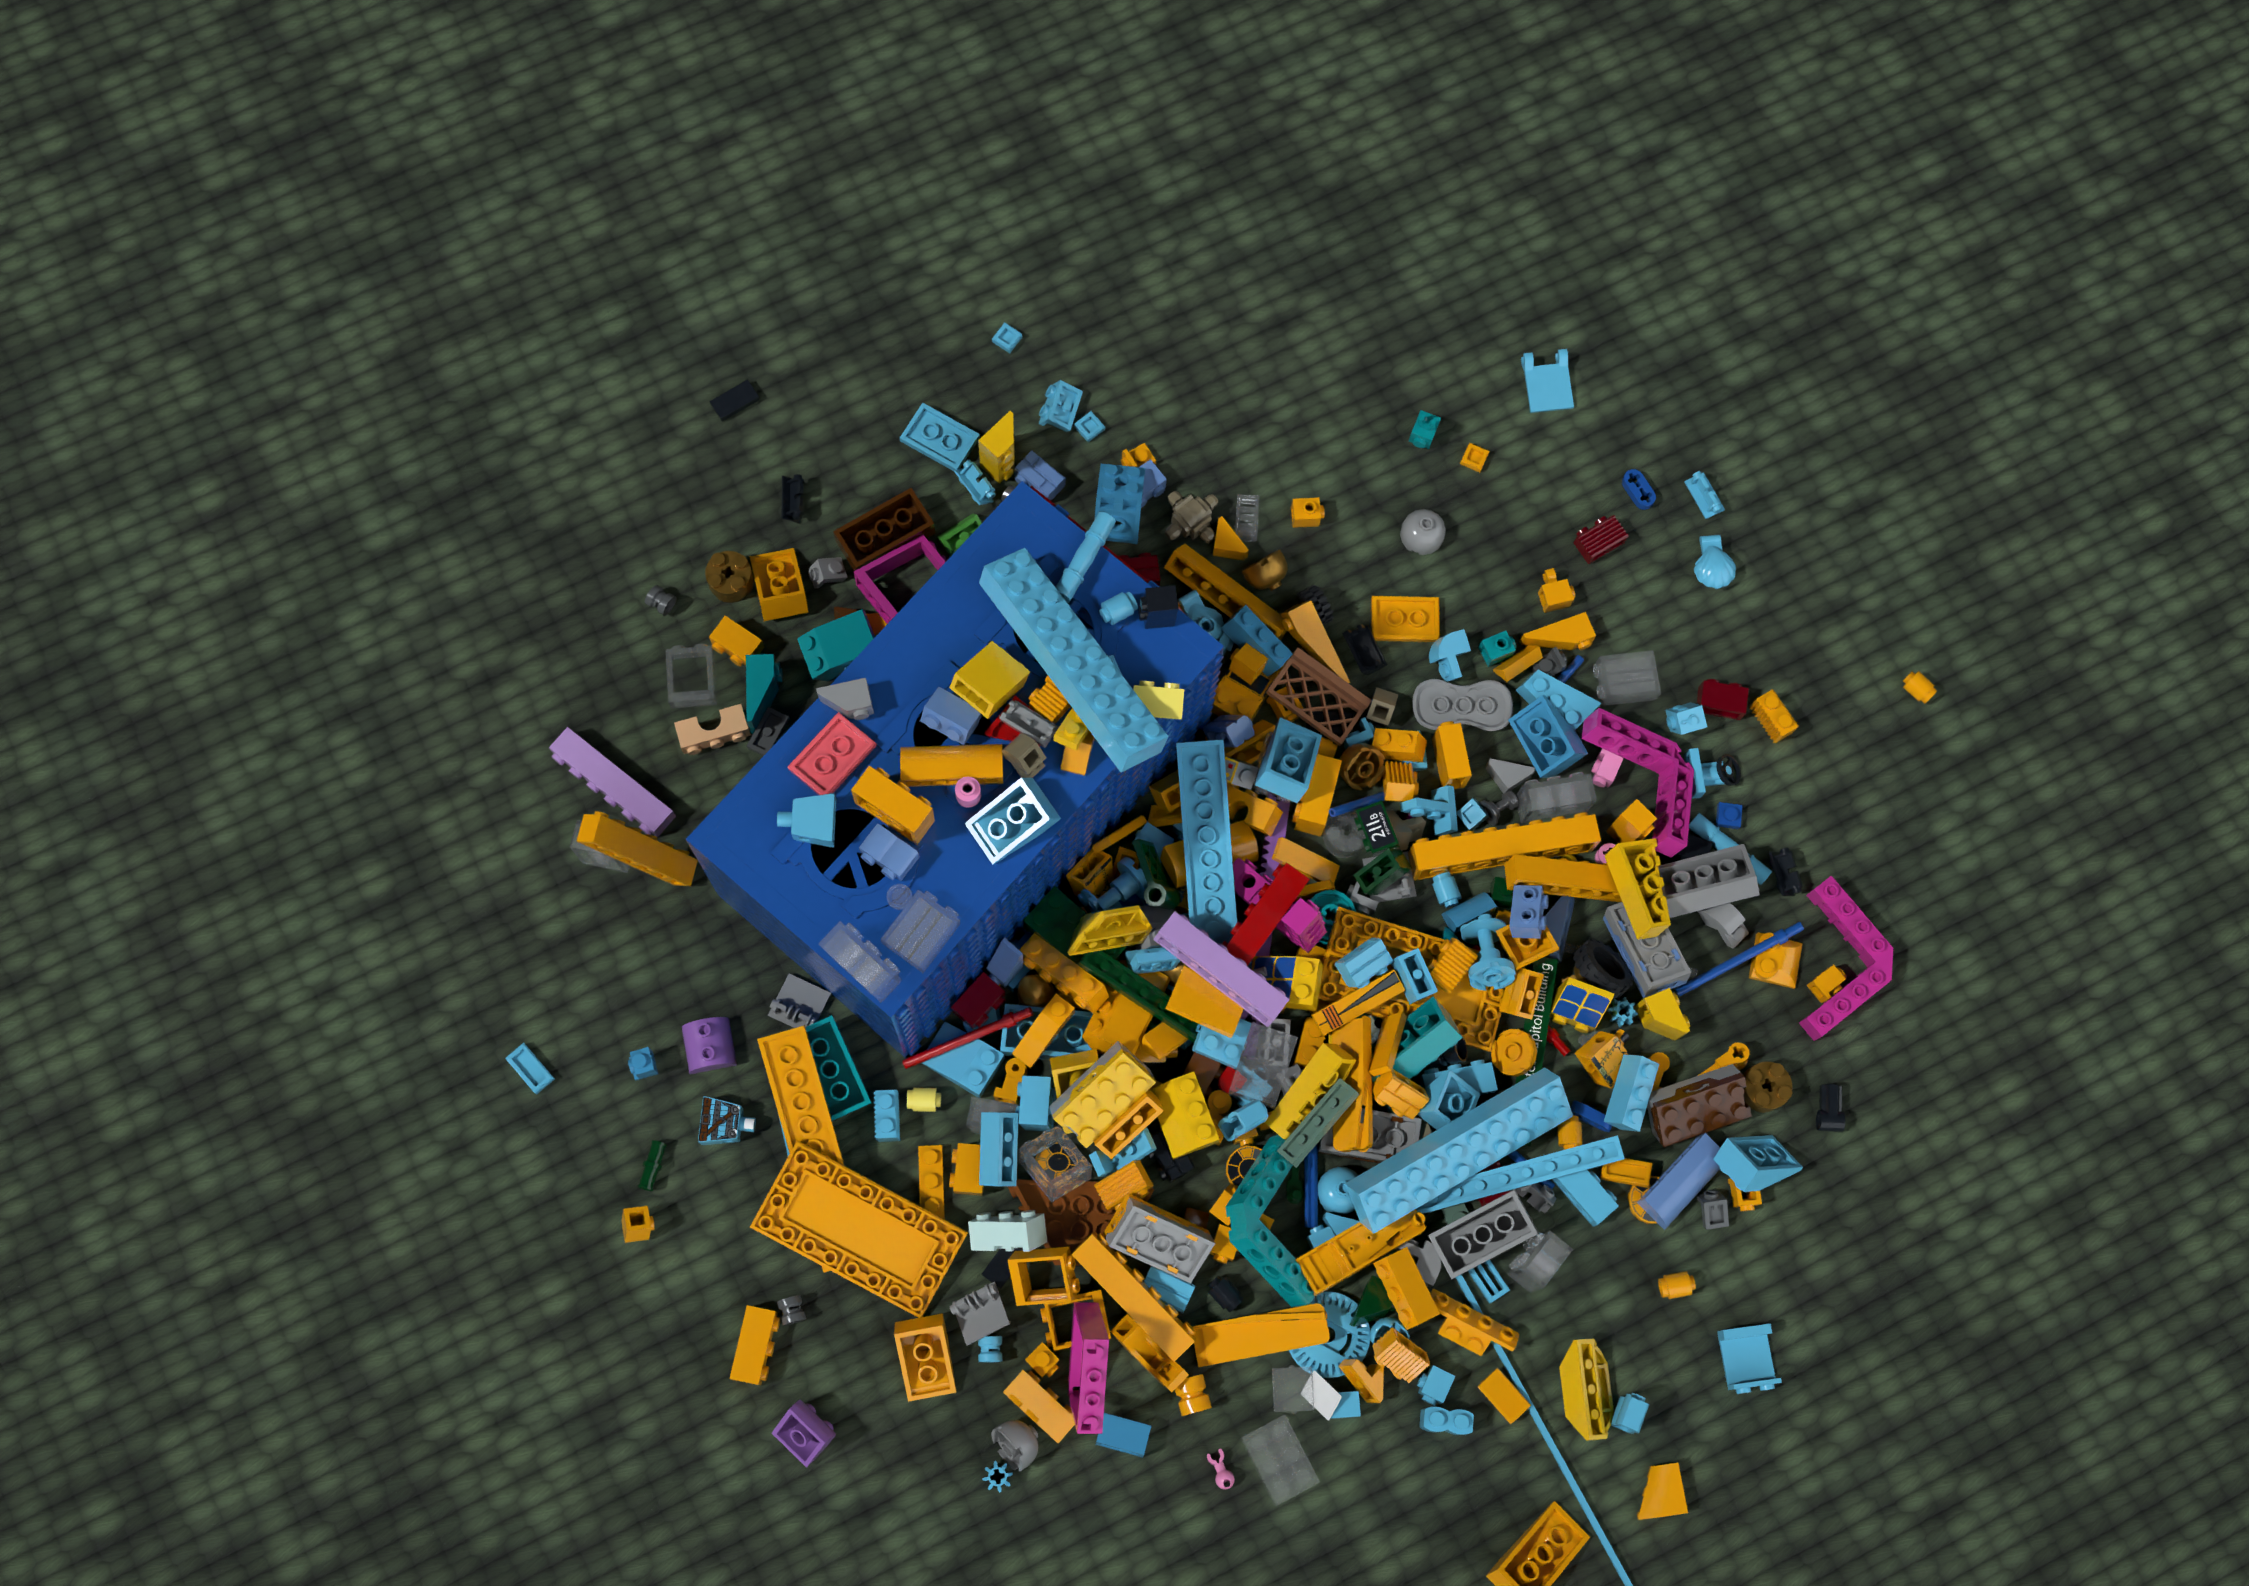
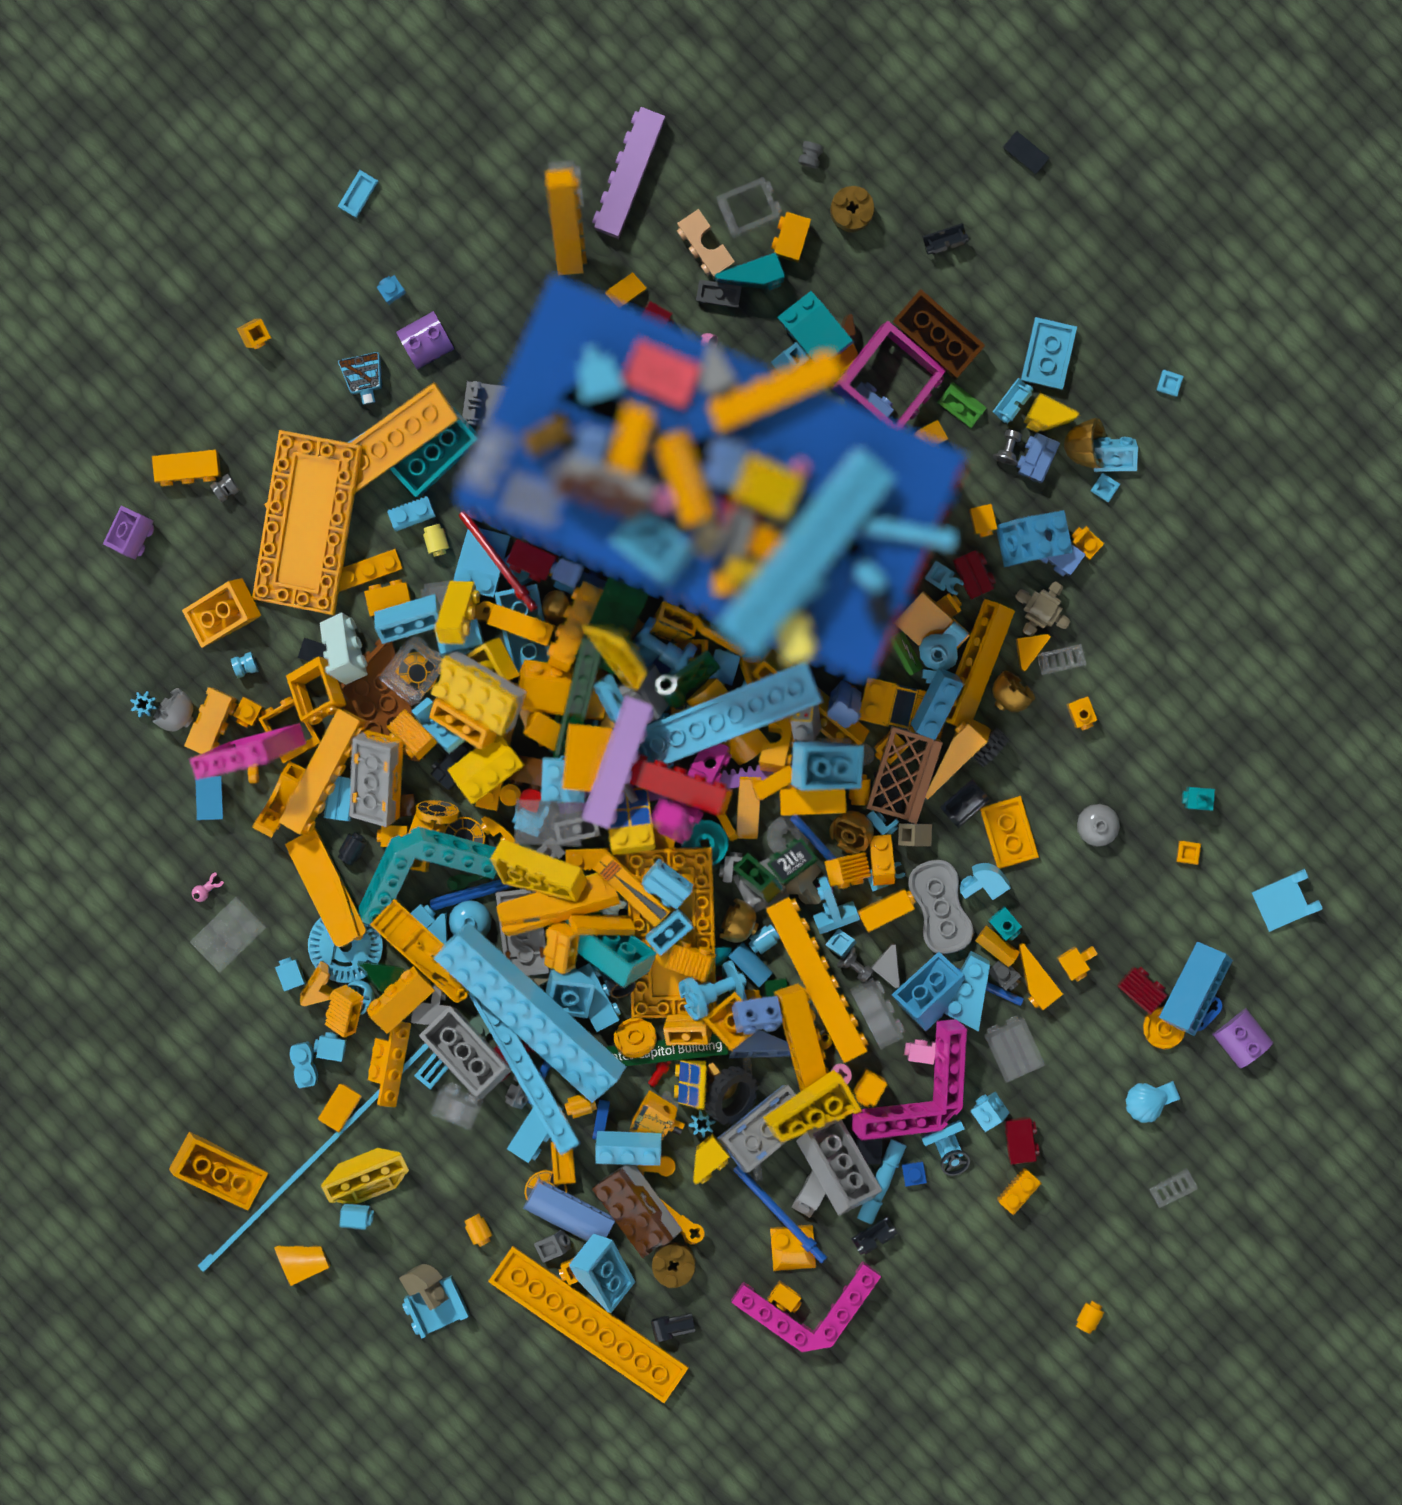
camera: 80 degrees right, 15 degrees up
(652, 1165) = (308, 328): dark green pin -> none
(779, 584) = (860, 255): light orange slope -> none
(827, 571) = (886, 295): light grey bracket -> none
(857, 893) = (546, 436): none -> pearl gold brick
(891, 645) = (774, 392): none -> light orange brick
(933, 845) = (602, 487): none -> piece
(976, 648) = (796, 470): none -> bright pink hinge
(980, 1313) = (270, 647): light grey hinge -> none
(1009, 1092) = (457, 612): none -> yellow brick
(1041, 429) = (1080, 446): none -> pearl gold hair
(1113, 1377) = (253, 774): none -> light orange tile
(1192, 1395) = (257, 846): light orange wheel -> none
(1211, 1188) = (436, 810): none -> light orange tile
(1243, 1120) = (496, 820): medium azure brick -> none
(1247, 663) = (913, 702): light orange brick -> none
(1290, 823) = (773, 783): none -> light orange slope
(1293, 1389) = (290, 928): clear piece -> none
(1318, 1122) = (512, 884): sand green plate -> none
(1325, 1396) = (291, 953): white sticker -> none
(1421, 908) = (739, 922): none -> pearl gold cylinder
(1613, 487) = (1196, 988): none -> dark azure brick
(1644, 531) = (1159, 1032): none -> light orange tile
(1674, 460) = (1243, 1039): none -> medium lavender brick
(1704, 495) = (1218, 1075): medium azure hinge -> none
(1719, 1358) = (426, 1282): none -> dark tan brick
(1806, 1198) = (588, 1324): none -> light orange plate
(1814, 567) = (1184, 1191): none -> clear slope

